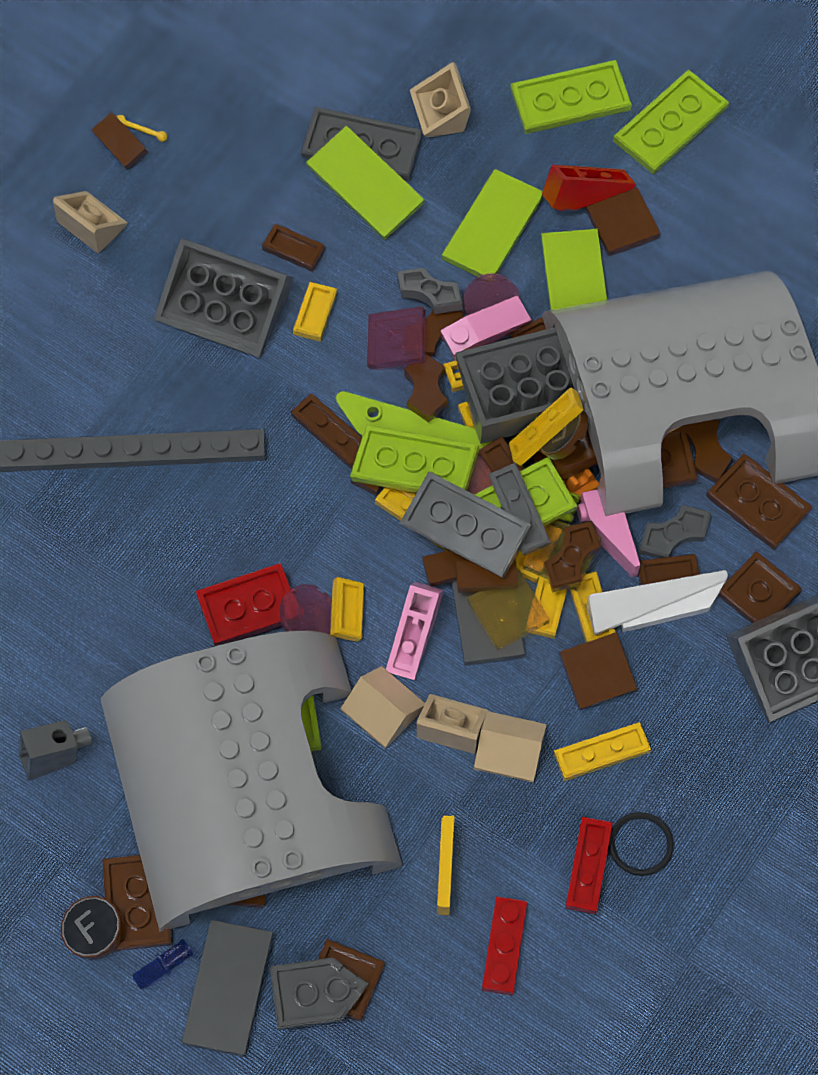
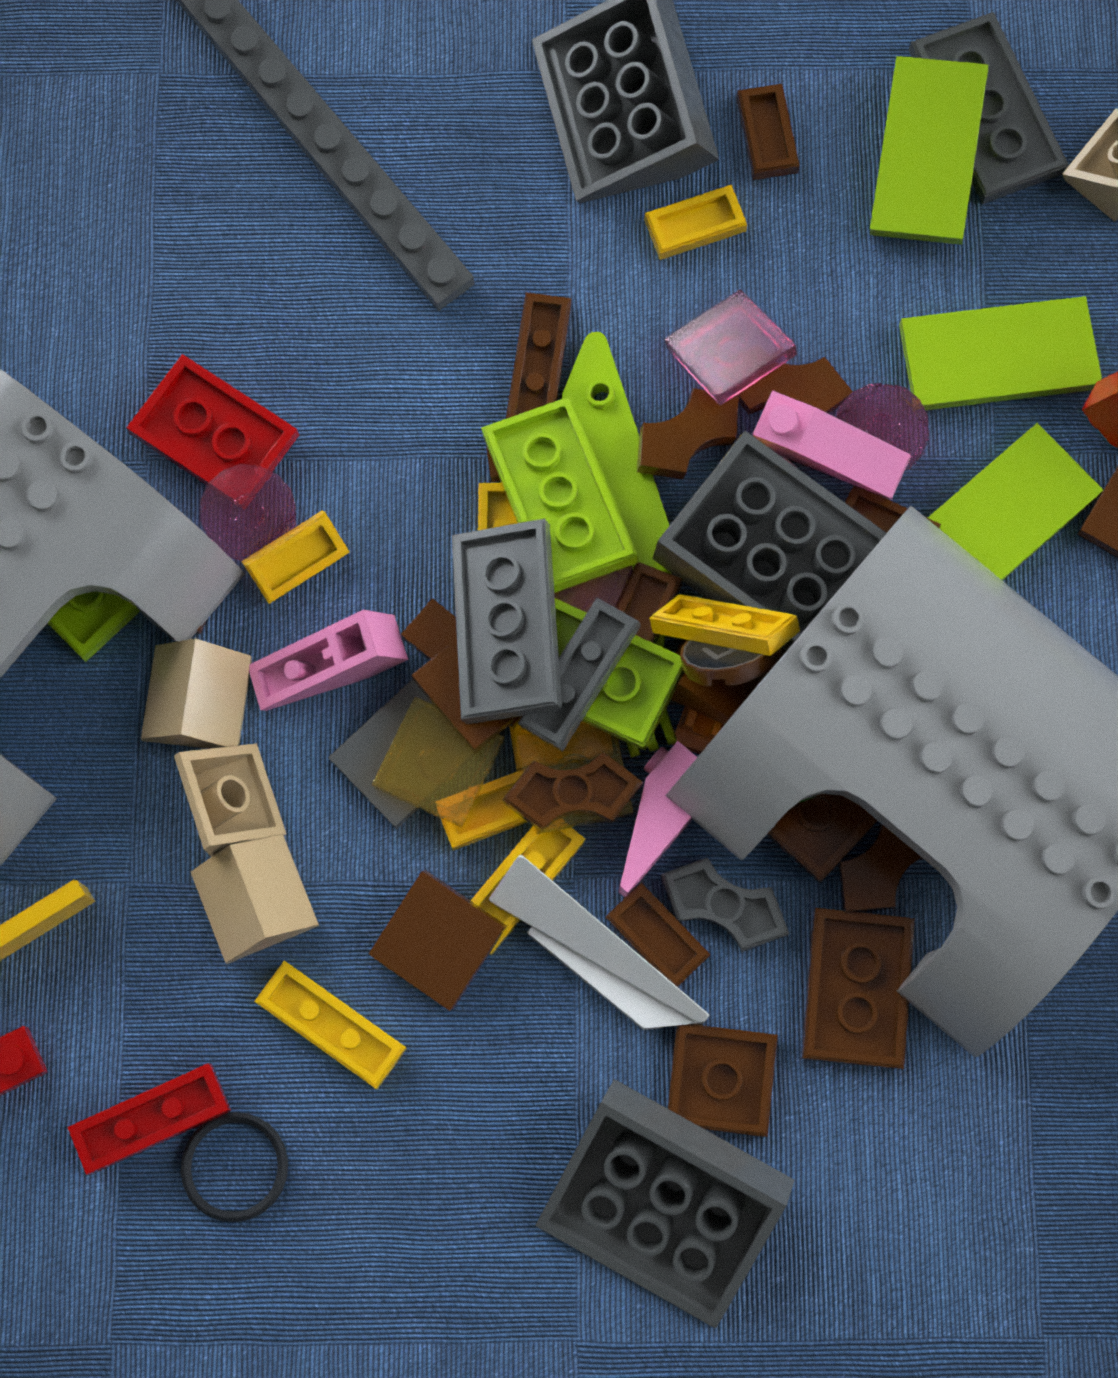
camera: 55 degrees right, 10 degrees up
(439, 295) = (836, 356): dark grey tile -> none

